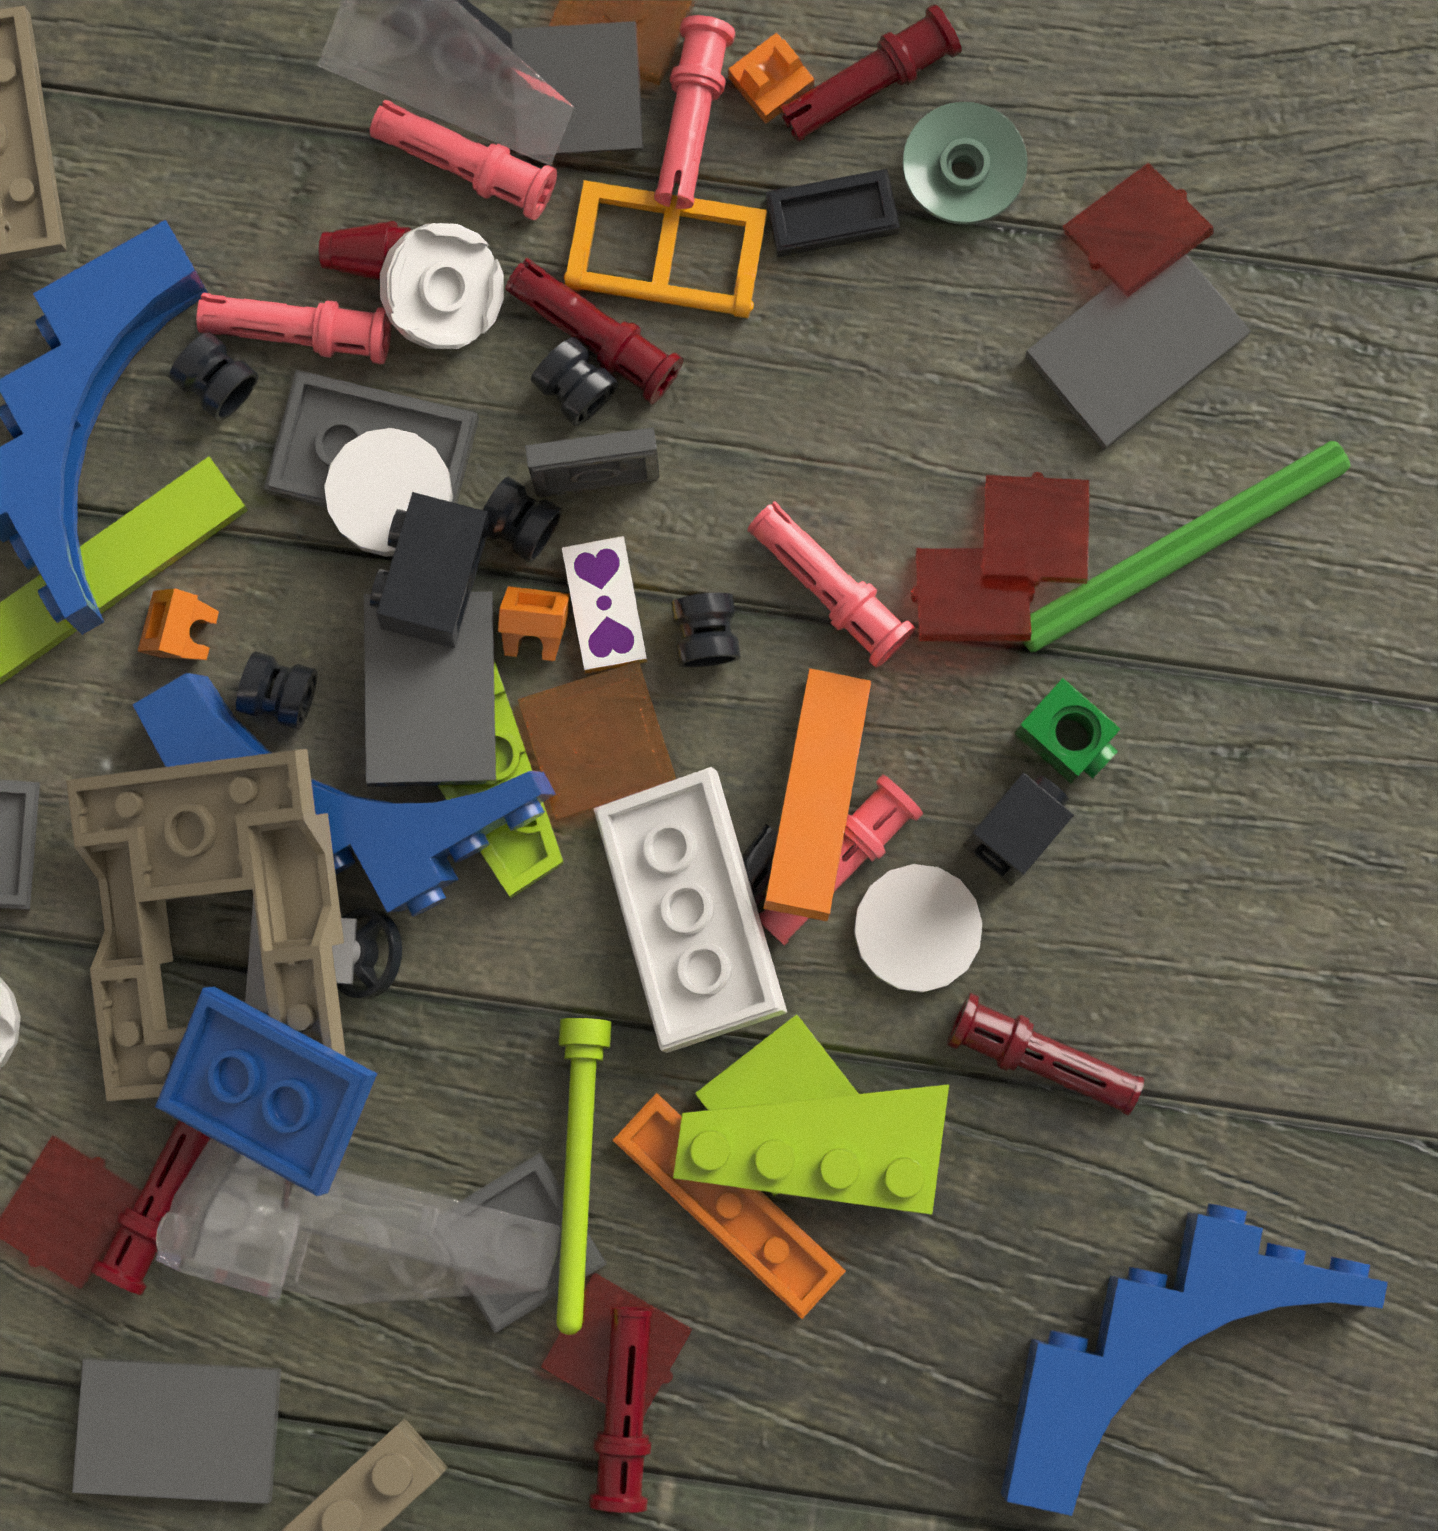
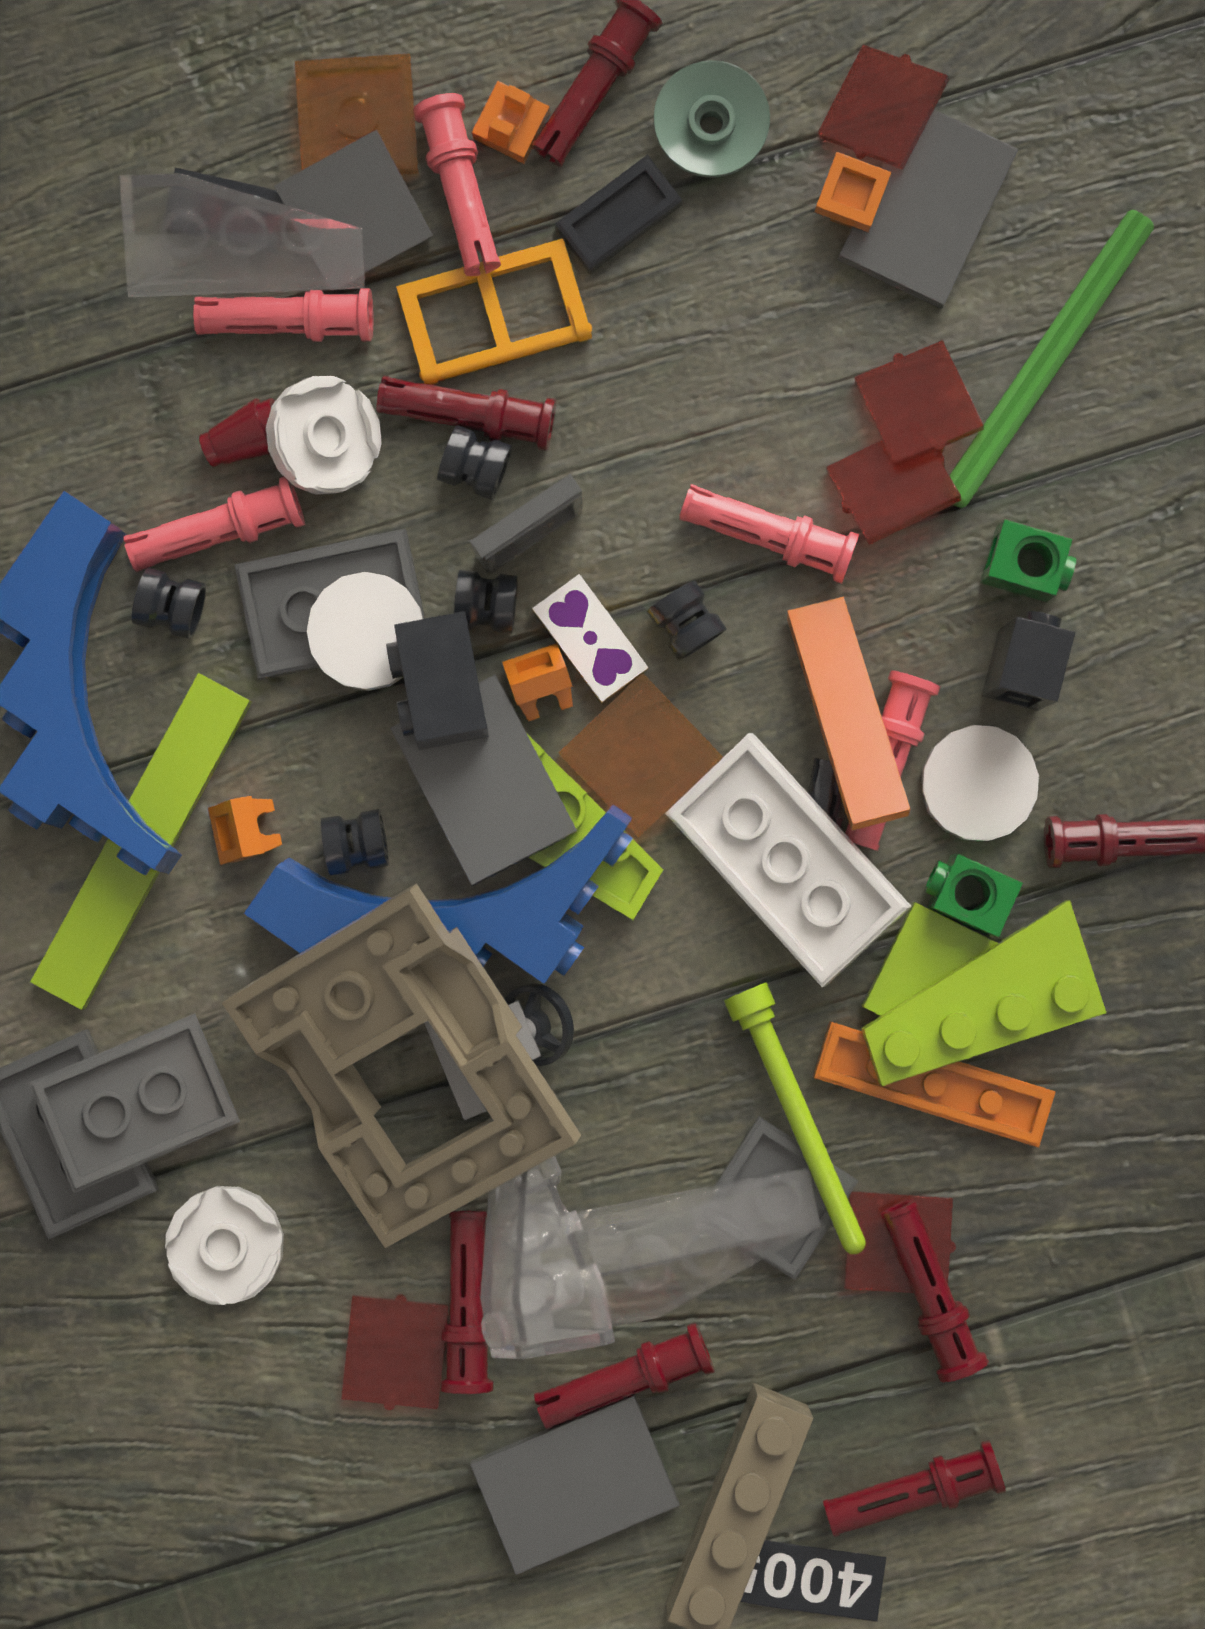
camera: 30 degrees left, 5 degrees up
(265, 1090) = (519, 1179): blue tile -> none
(307, 1351) = (650, 1369): none -> dark red pin
(885, 1038) = (997, 901): none -> green brick
(1066, 295) = (852, 192): none -> orange tile

